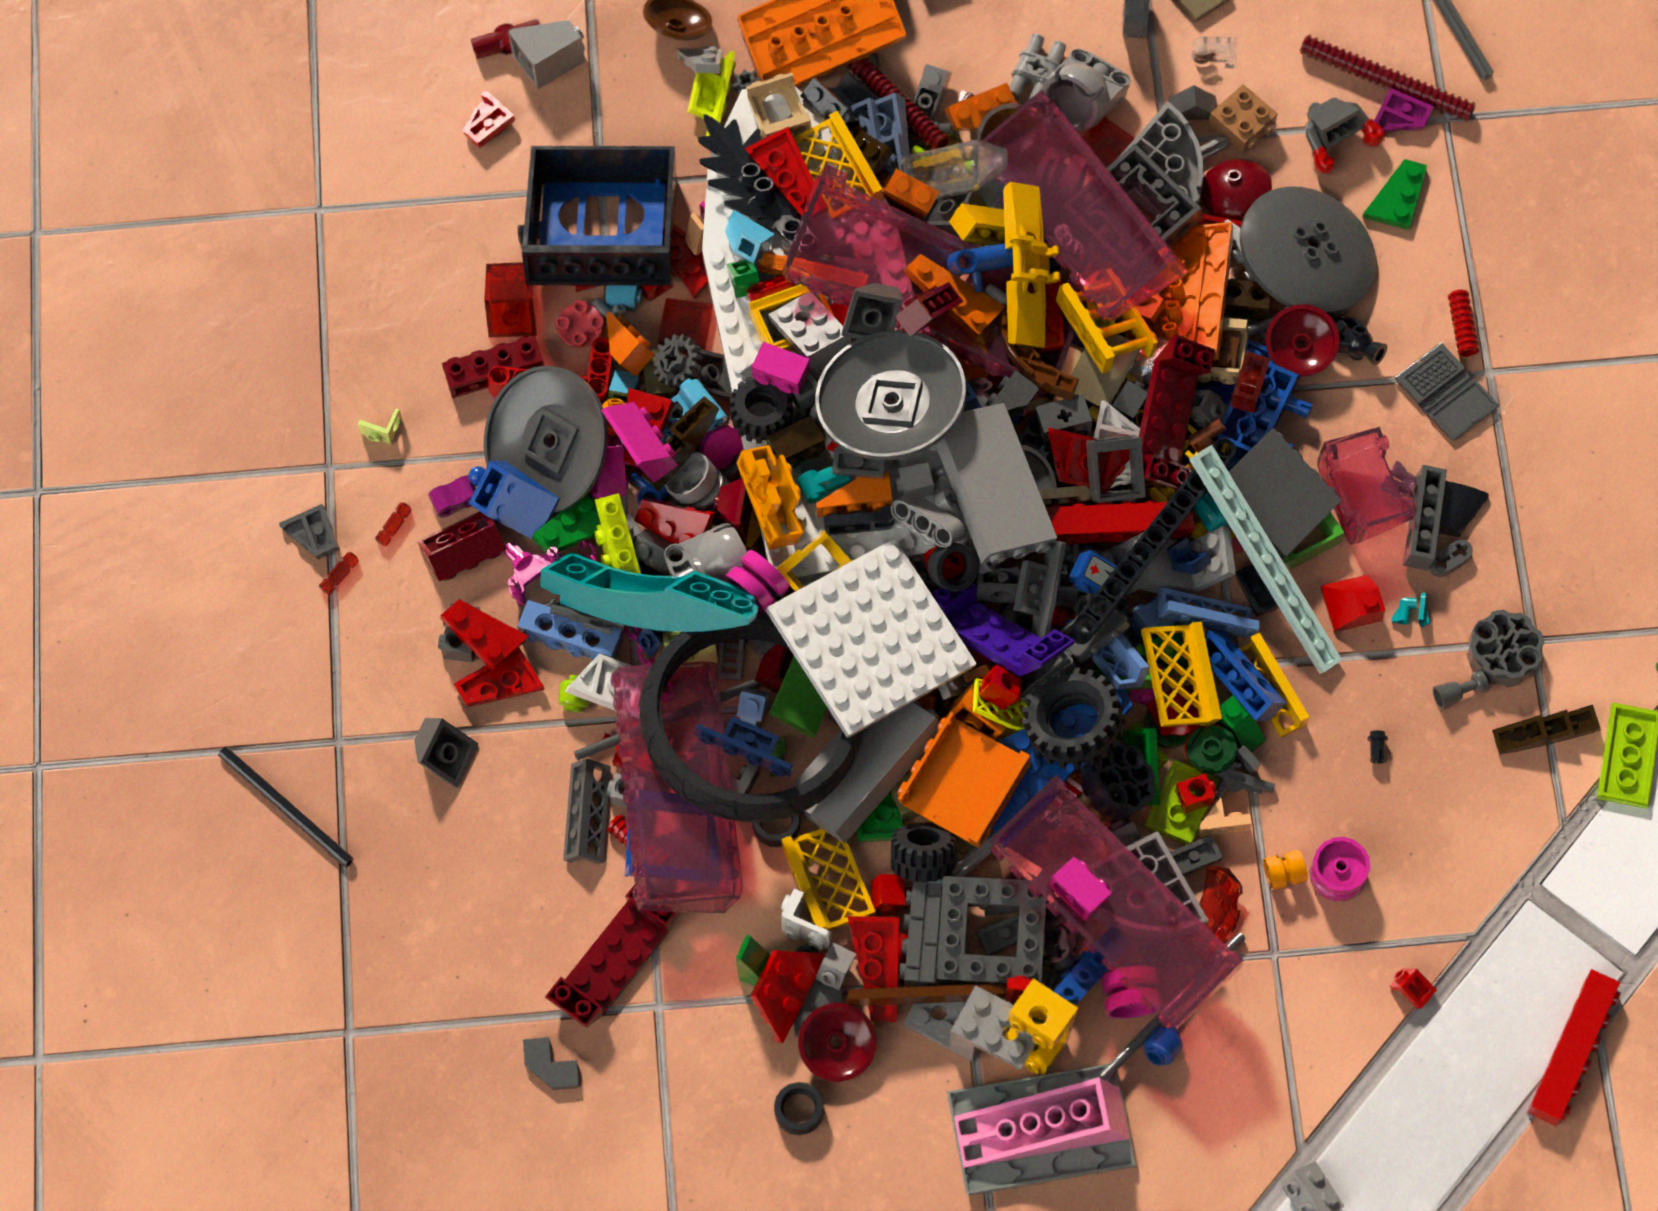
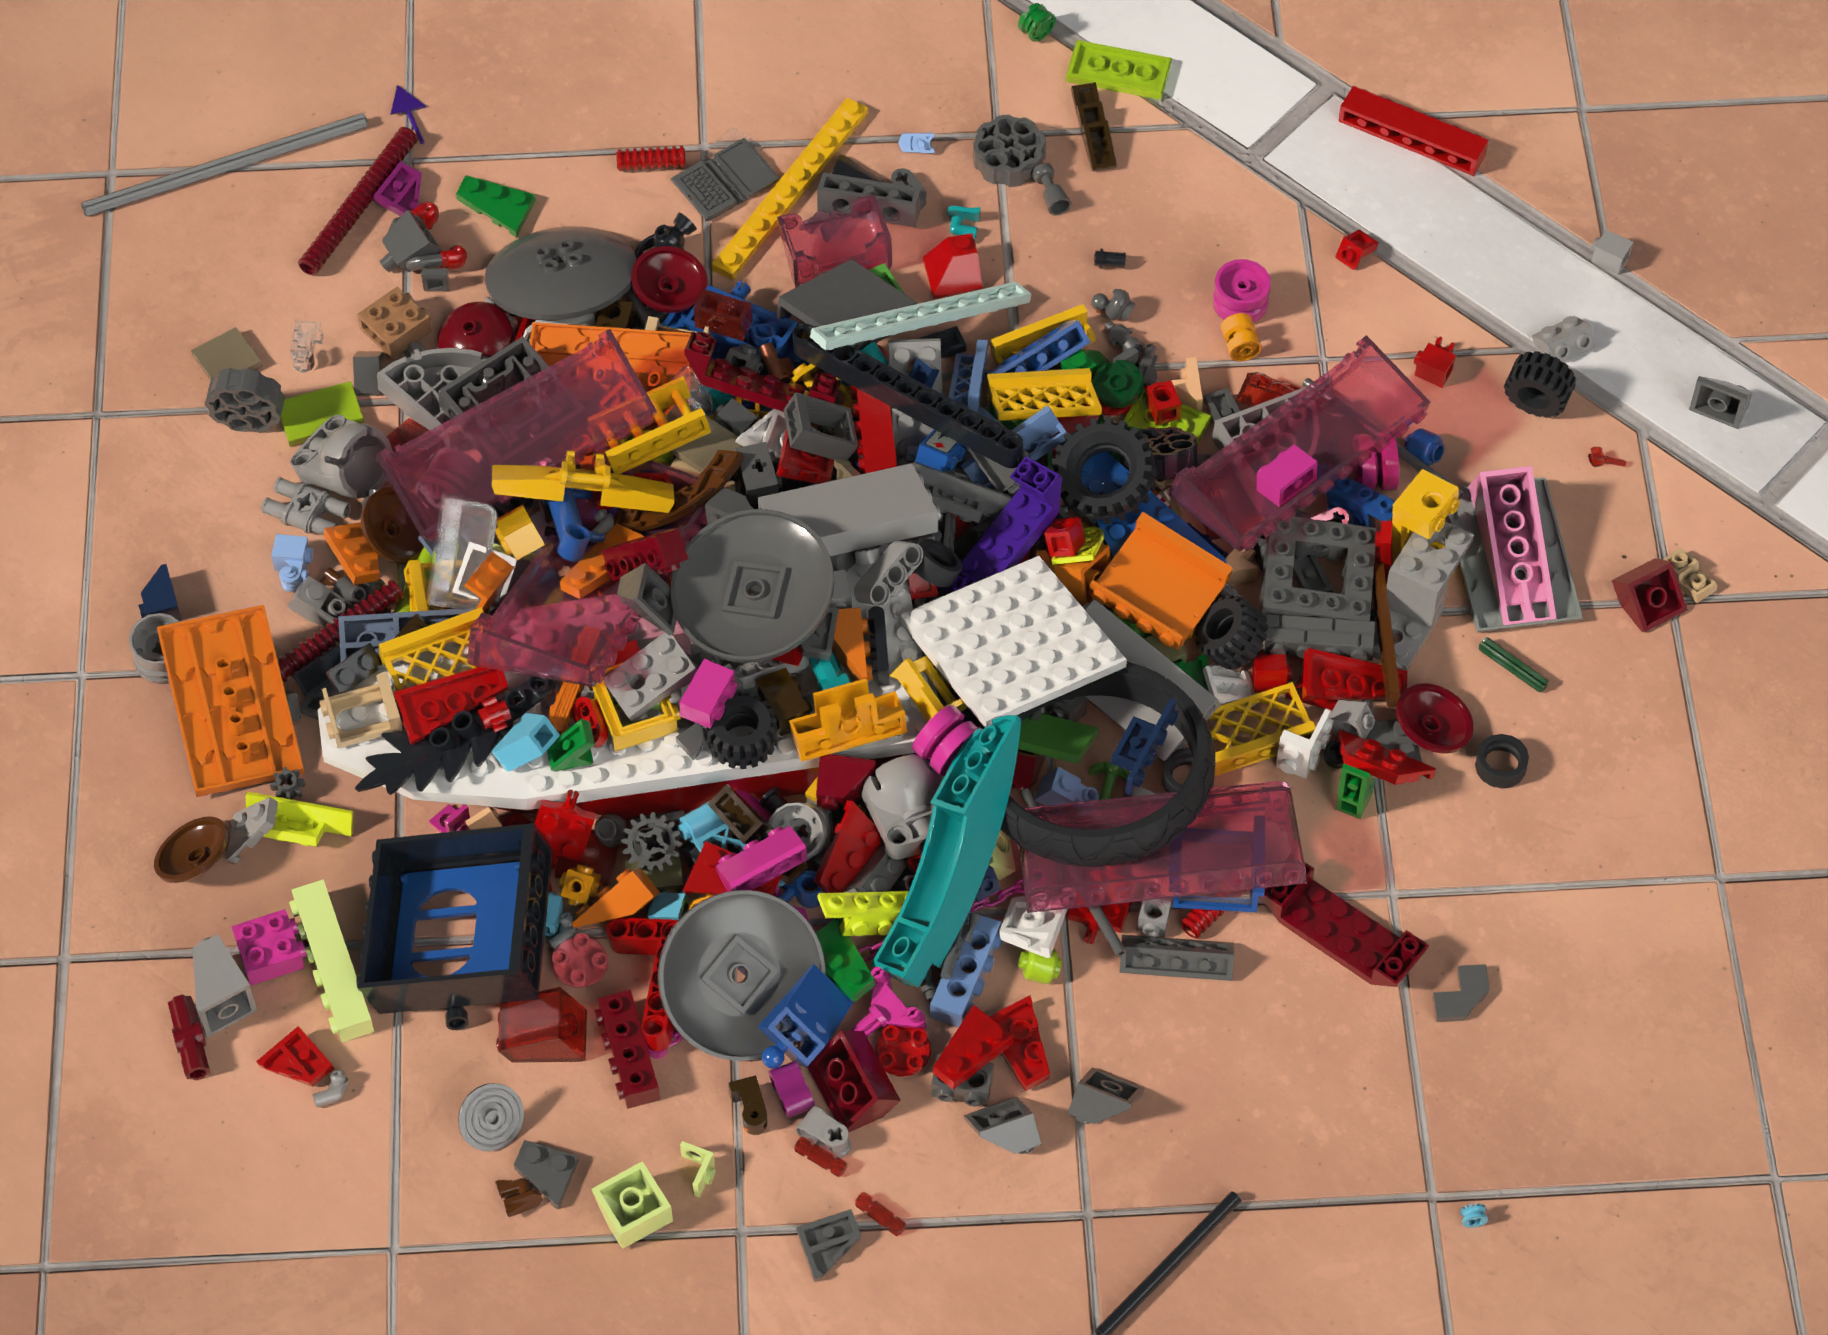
camera: 90 degrees left, 10 degrees down
(322, 1064) = (1474, 1215): none -> medium azure bush
(343, 376) = (633, 1205): none -> yellowish green slope
(370, 296) = (524, 1201): none -> reddish brown piece
(385, 314) = (546, 1170): none -> dark grey wing
(412, 524) = (822, 1130): none -> light grey piece
(415, 667) = (1006, 1125): none -> slope
(424, 263) = (490, 1117): none -> flat silver shield
(440, 466) = (752, 1104): none -> dark brown leg
(457, 151) = (335, 1090): none -> light grey arm
(490, 585) = (903, 1050): none -> red dish
(587, 85) = (269, 946): none -> dark pink brick
(591, 128) = (332, 961): none -> yellowish green brick
(648, 316) = (589, 885): none -> light orange brick
(690, 290) = (565, 827): none -> red plate
(704, 334) = (610, 829): none -> dark grey animal
(769, 208) = (494, 714): none -> red gear
(832, 78) = (293, 703): none -> dark grey tile
(872, 854) = (1228, 684): none -> white slope
(912, 1125) = (1513, 664): none -> dark green axle
(938, 113) = (350, 592): none -> dark grey cone
(980, 68) = (291, 558): none -> light blue brick
(1148, 72) = (308, 411): none -> lime tile
(1237, 1157) = (1540, 384): none -> black tyre
(1269, 1061) = (1435, 363): none -> red brick
(1283, 758) = (1120, 336): none -> flat silver piece
(1298, 149) = (435, 279): none -> dark grey tile
(1319, 752) = (1118, 307): none -> dark grey animal
(1444, 451) = (789, 189): none -> yellow plate
(1509, 563) = (917, 142): none -> light blue piece
(1512, 107) = (406, 103): none -> dark purple piece

